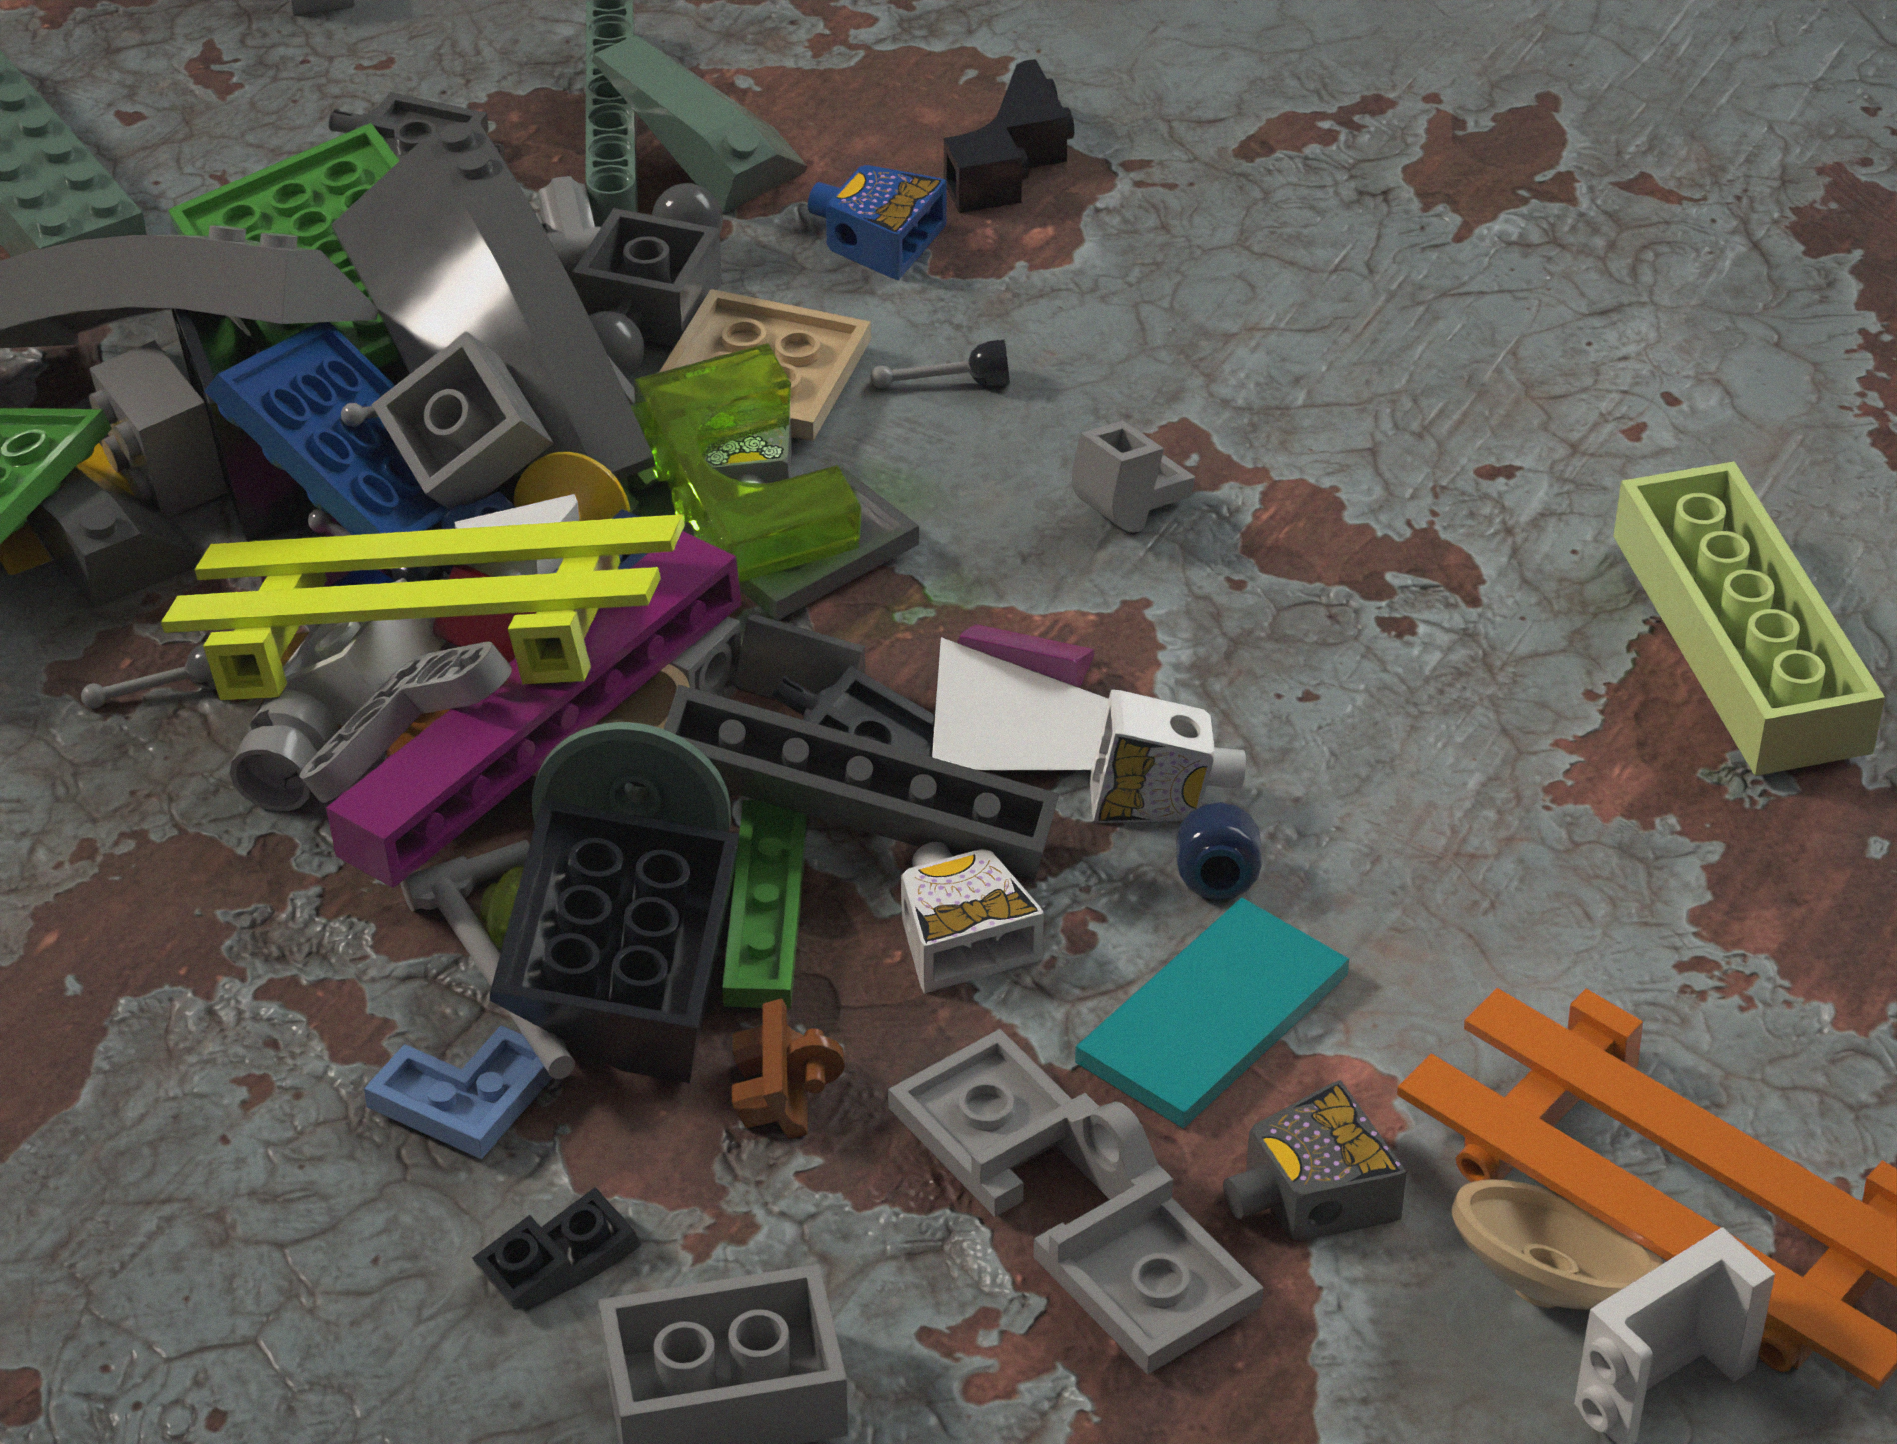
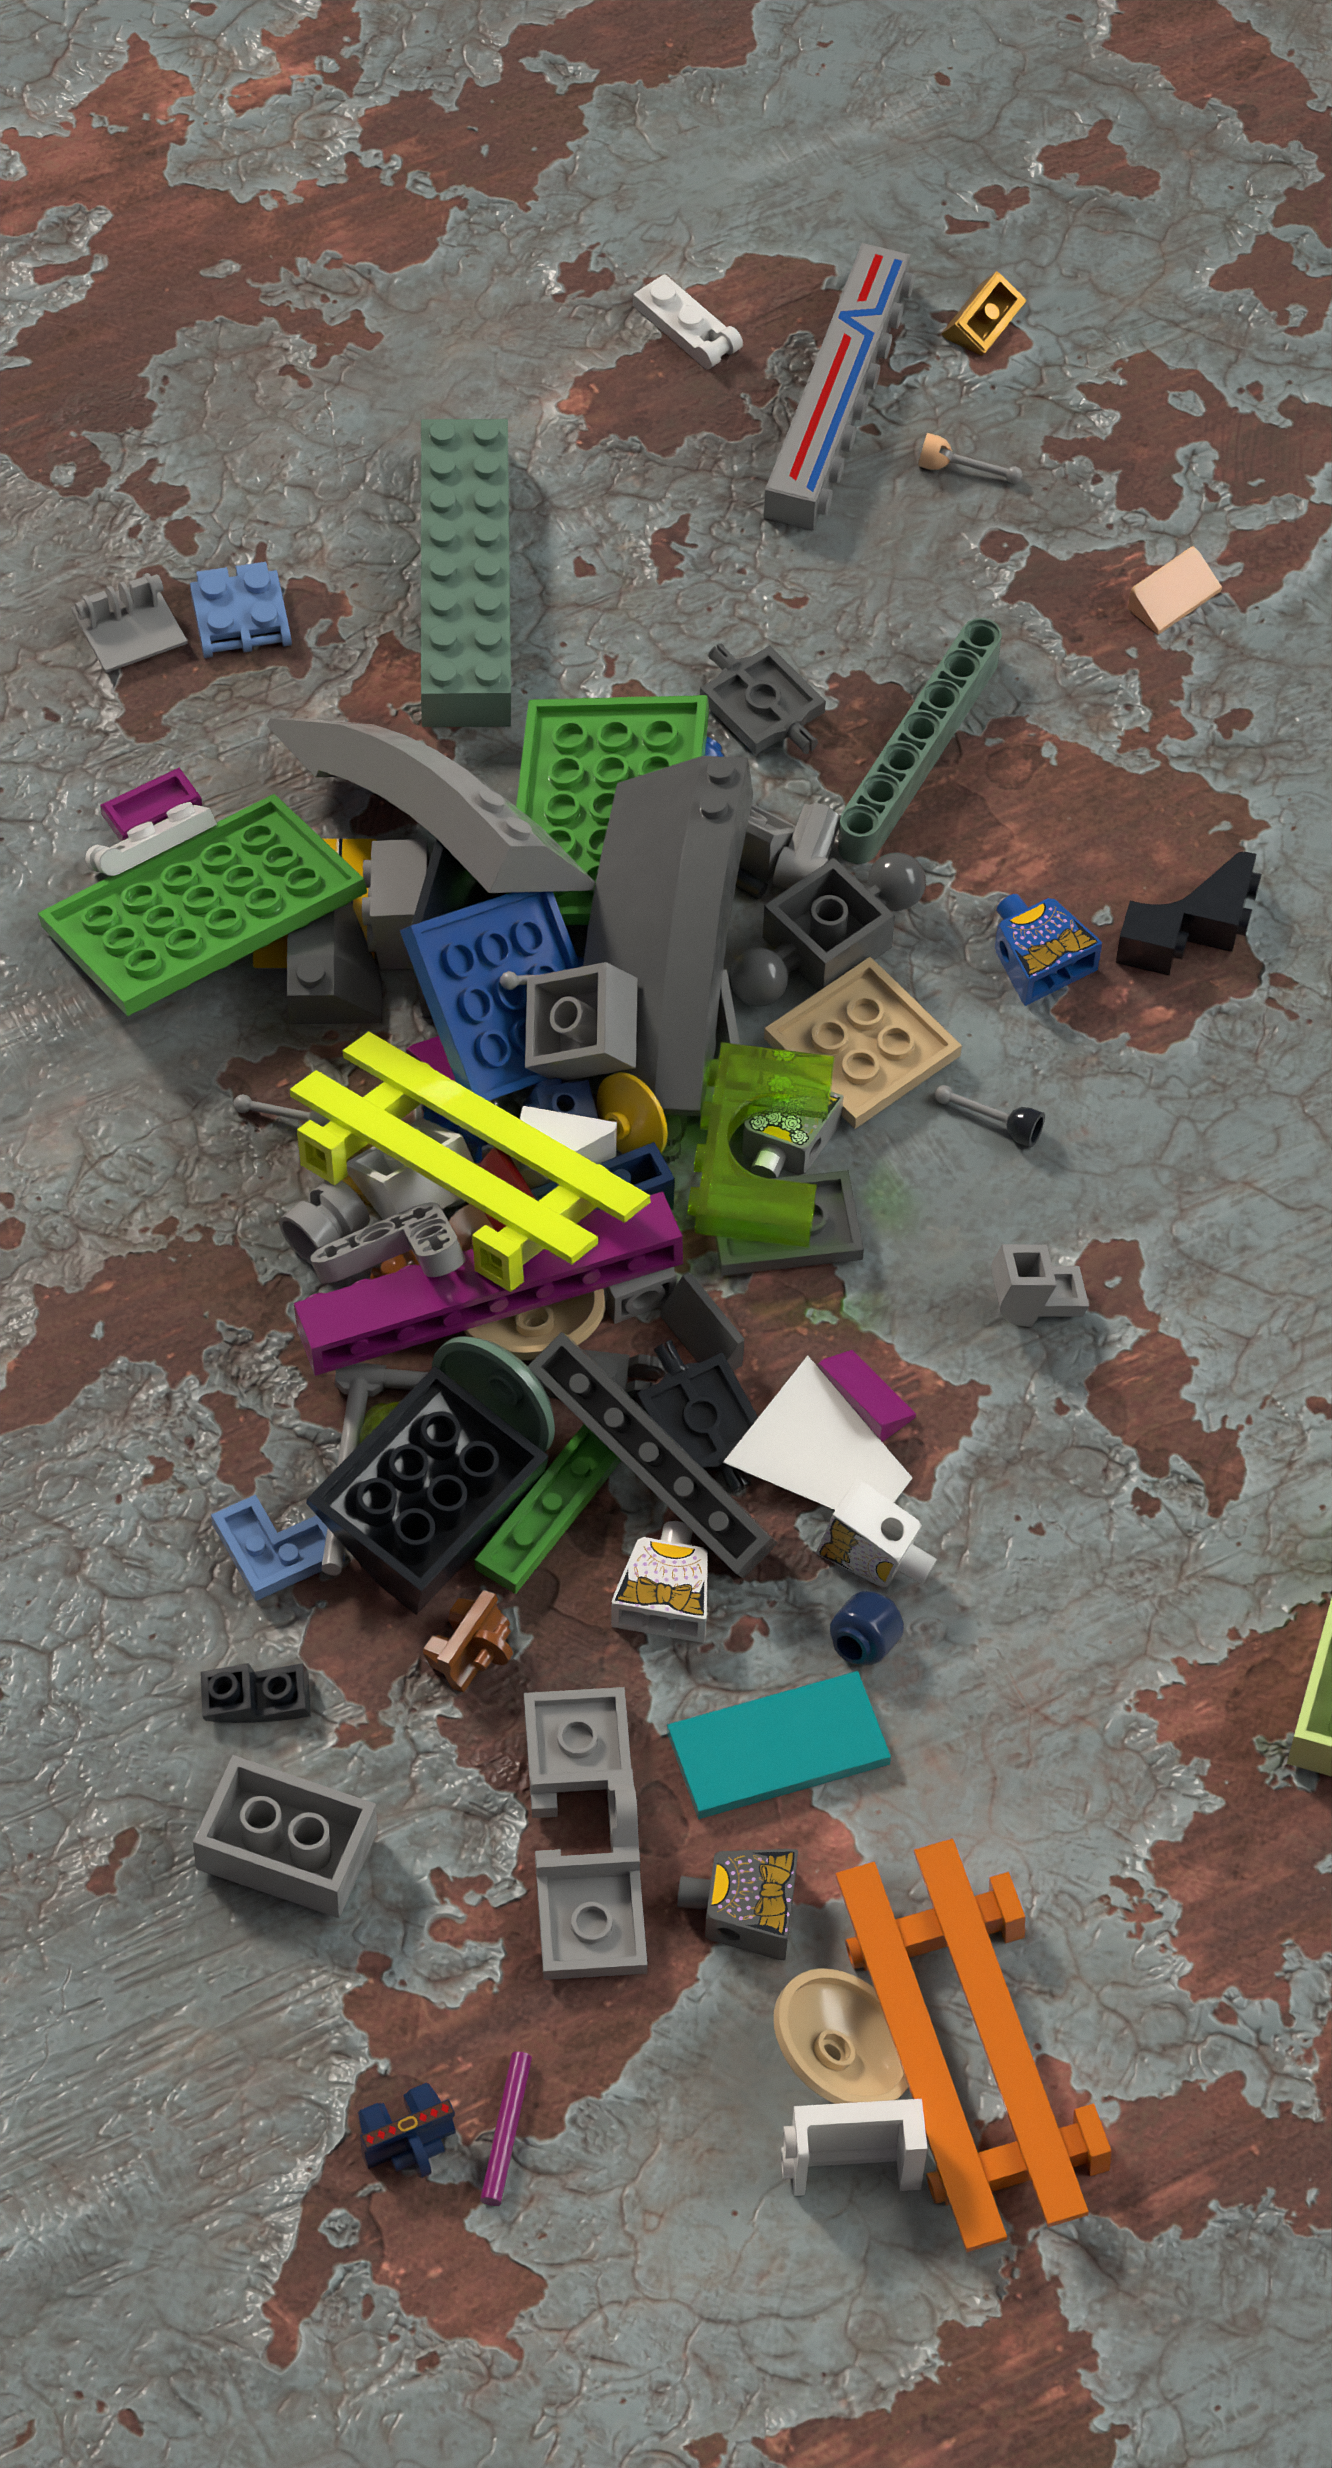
camera: 30 degrees right, 15 degrees up
(699, 125) = (969, 801): sand green wedge -> none

